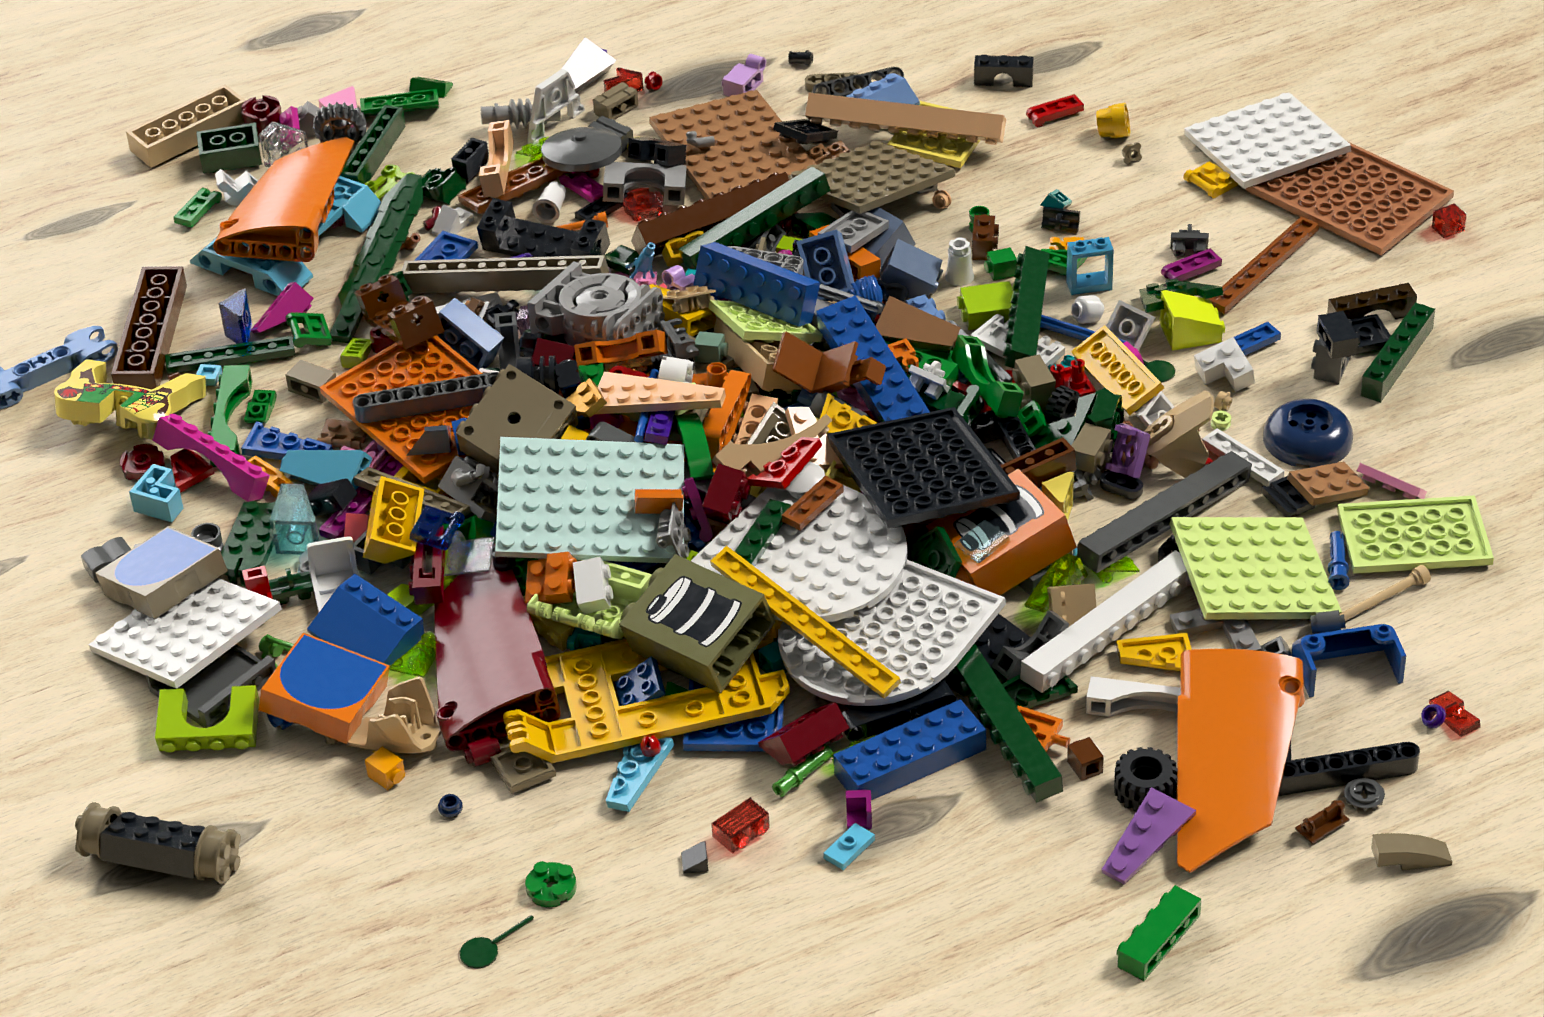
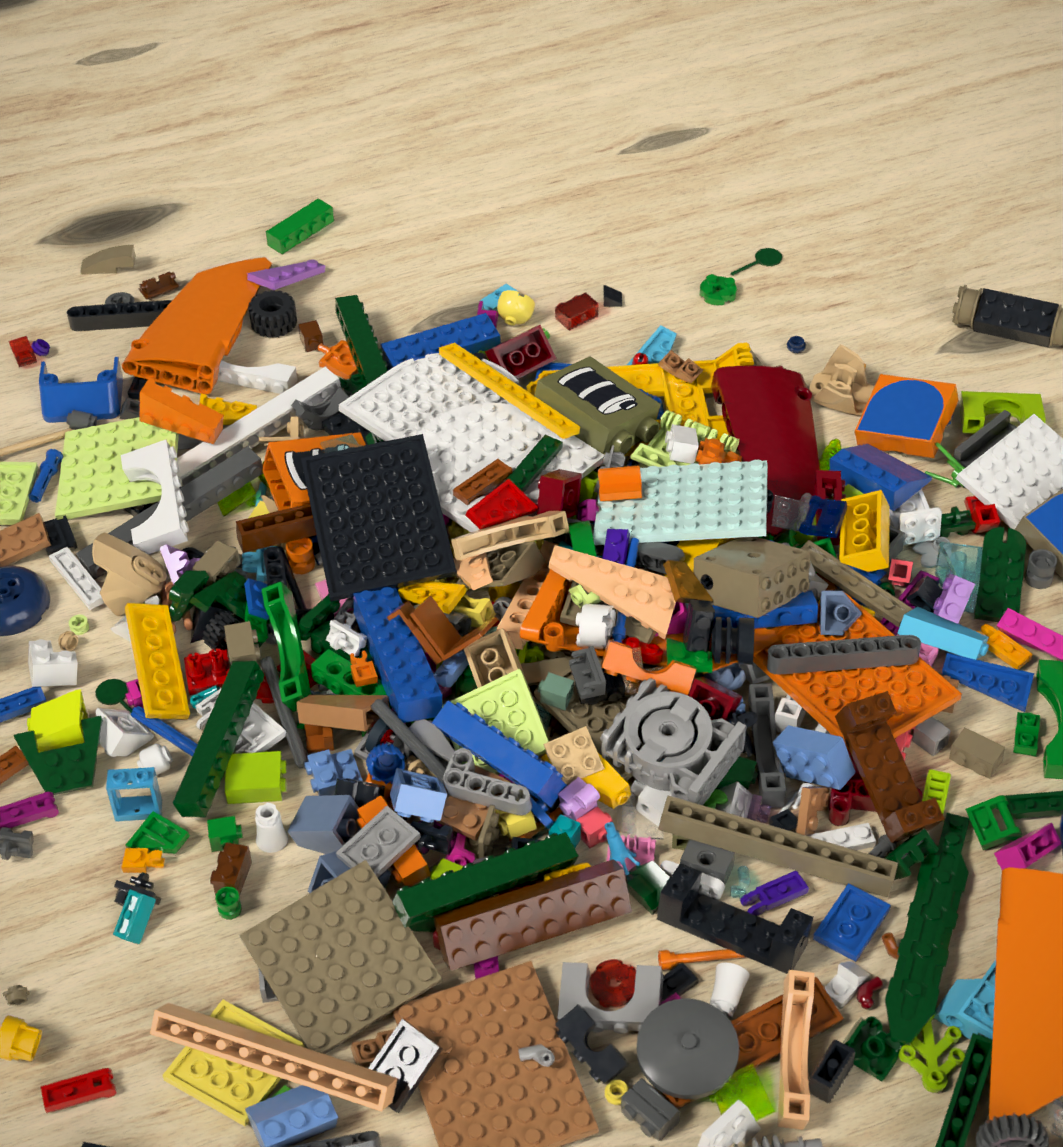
camera: 175 degrees left, 5 degrees up
(309, 468) = (953, 598): none -> brick
(595, 728) = (684, 370): none -> medium nougat slope
(821, 814) = (515, 308): none -> light yellow cylinder
(1034, 421) = (255, 598): none -> blue plate
(1191, 523) = (167, 522): none -> white arch
(1194, 578) = (178, 413): none -> orange wedge

